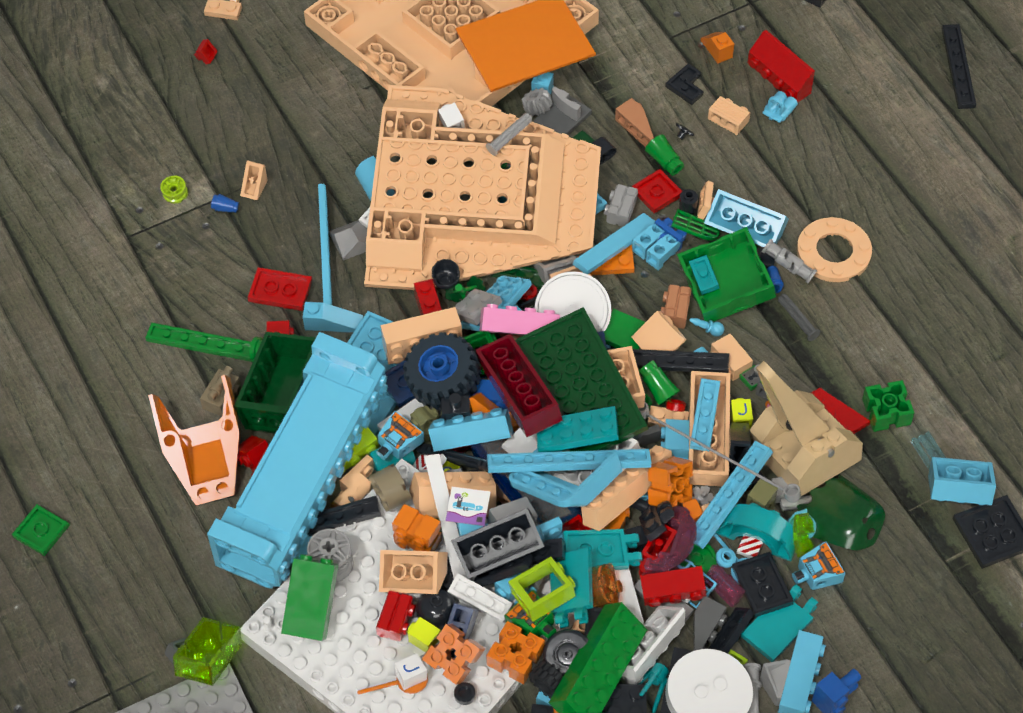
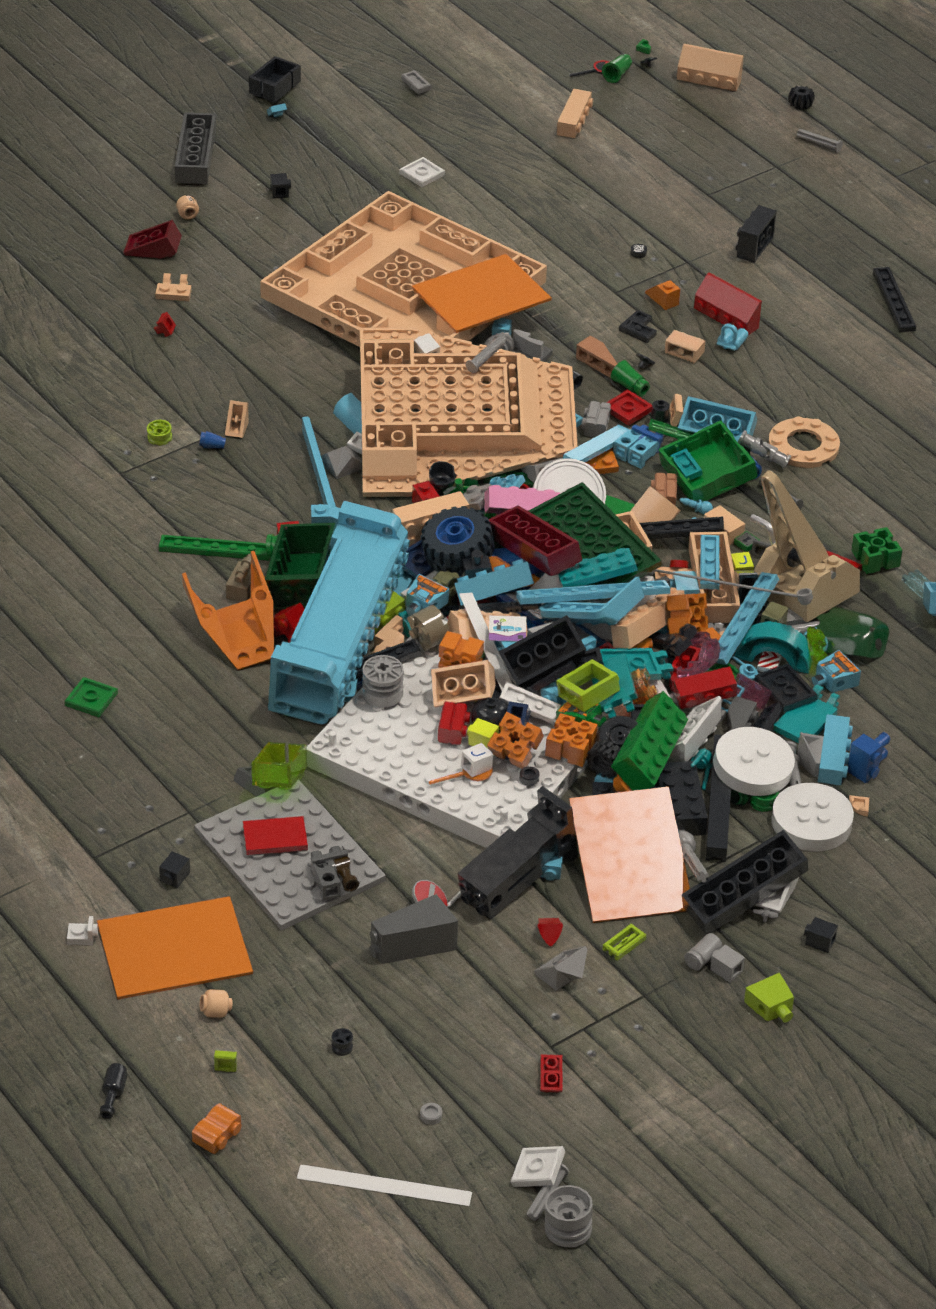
camera: 10 degrees left, 15 degrees down
(280, 289) = (281, 501): red plate -> none
(310, 597) = (372, 708): green brick -> none
(658, 383) = (662, 546): green plant -> none

